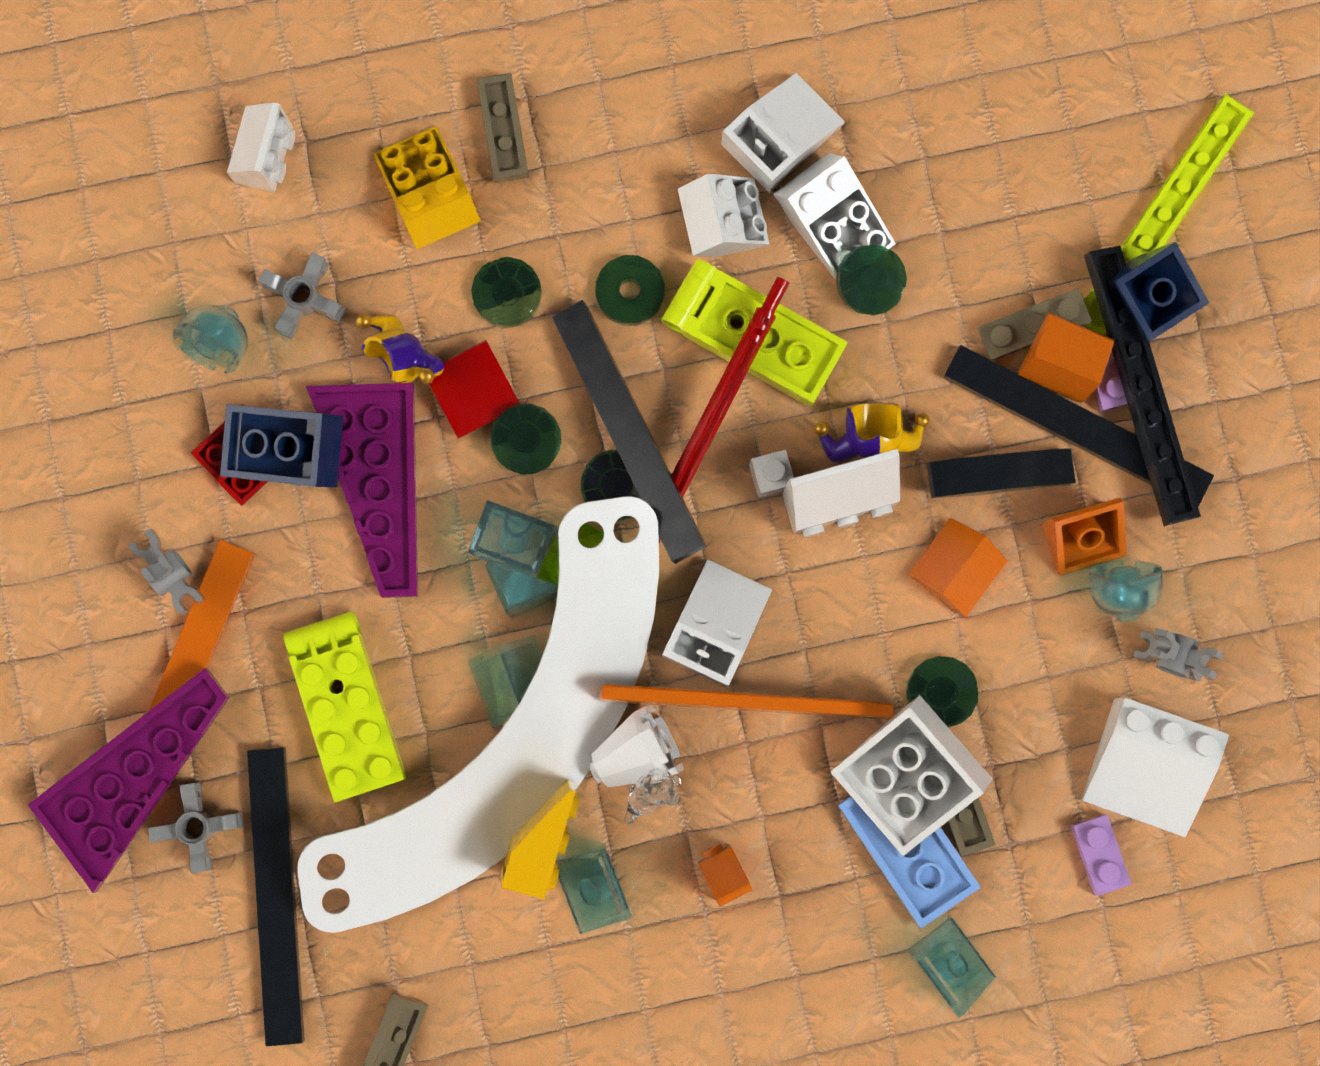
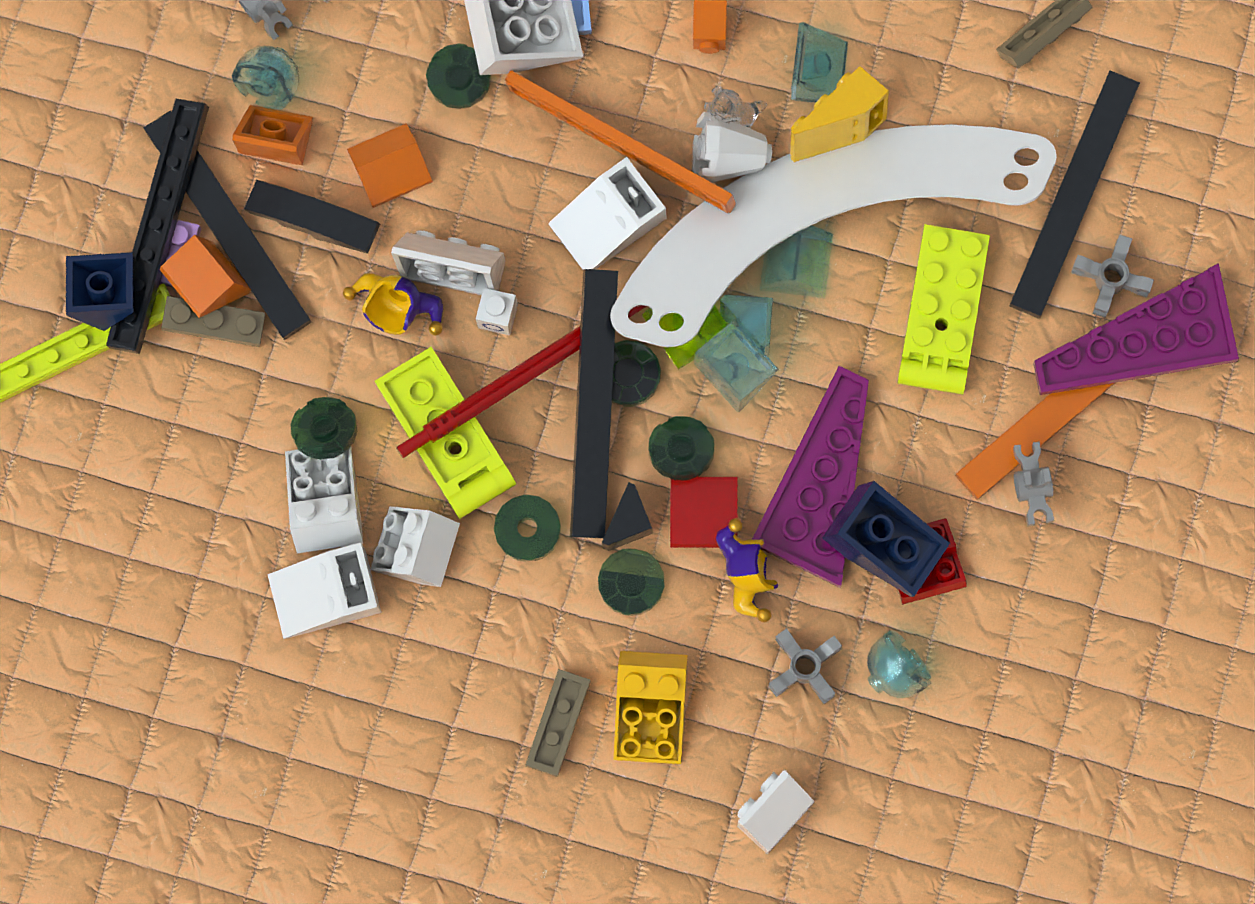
camera: 140 degrees left, 5 degrees down
(536, 343) = (628, 522): none -> black slope

